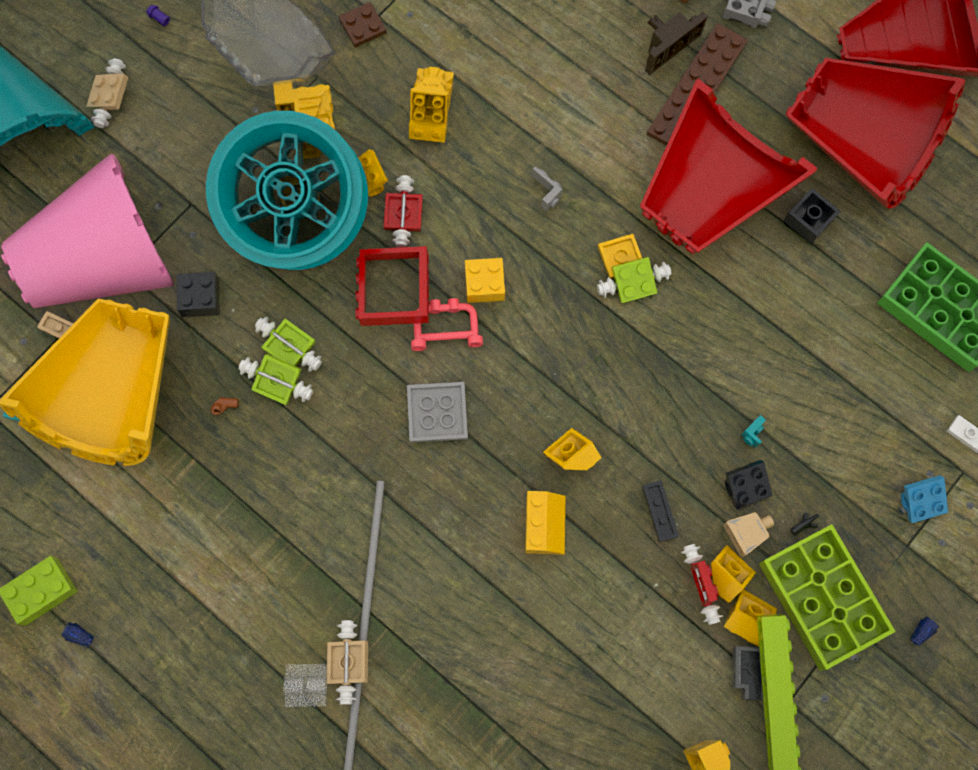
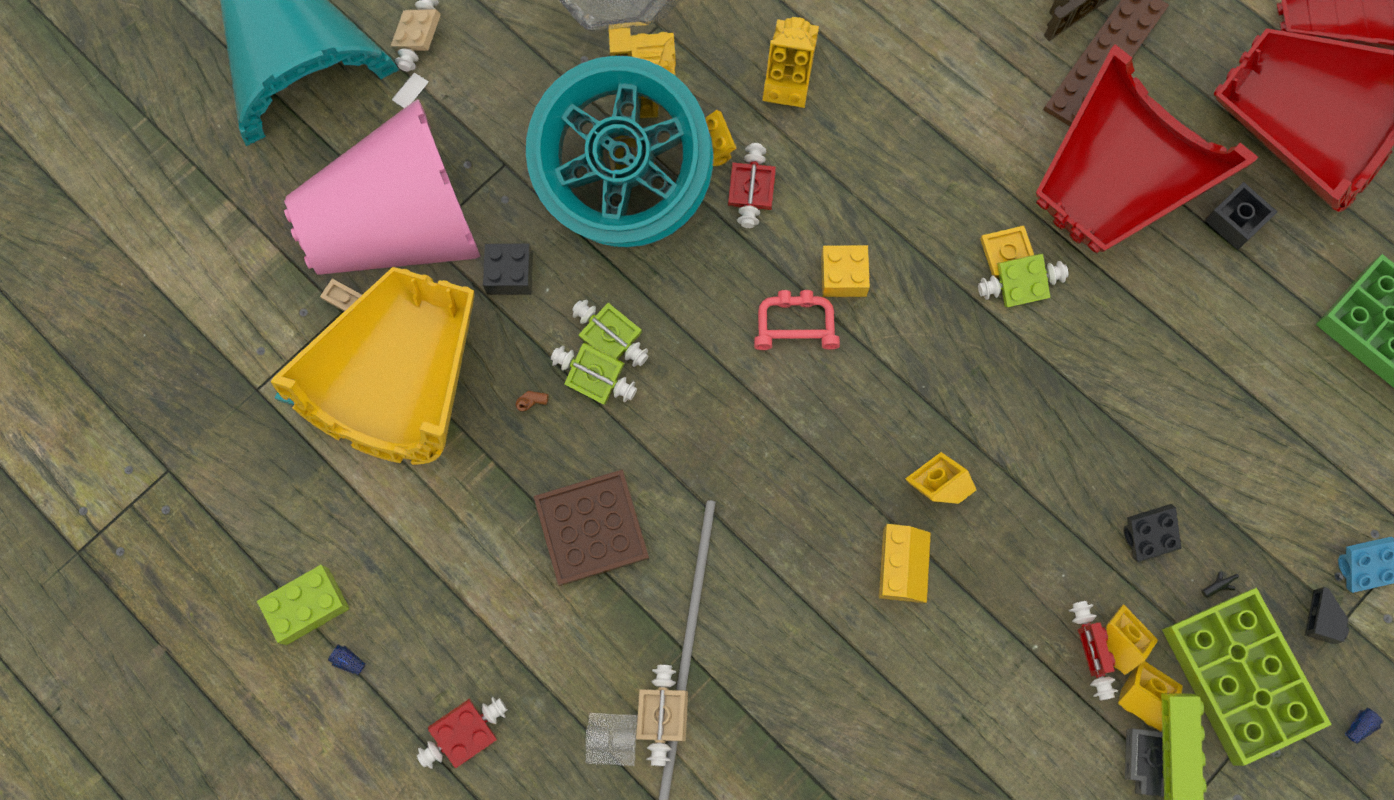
camera: 10 degrees right, 0 degrees up
(105, 144) = (410, 90): none -> white sticker
(179, 689) = (462, 733): none -> red plate
(280, 509) = (590, 527): none -> reddish brown plate
(393, 318) = (736, 309): red window -> none
(437, 412) = (781, 423): light grey plate -> none
(554, 187) = (930, 165): light grey bracket -> none
(660, 511) = (1044, 558): black plate -> none
(748, 532) = (1151, 590): tan torso -> none
(752, 431) = (1157, 471): teal bracket -> none
(891, 545) = (1326, 618): none -> black slope

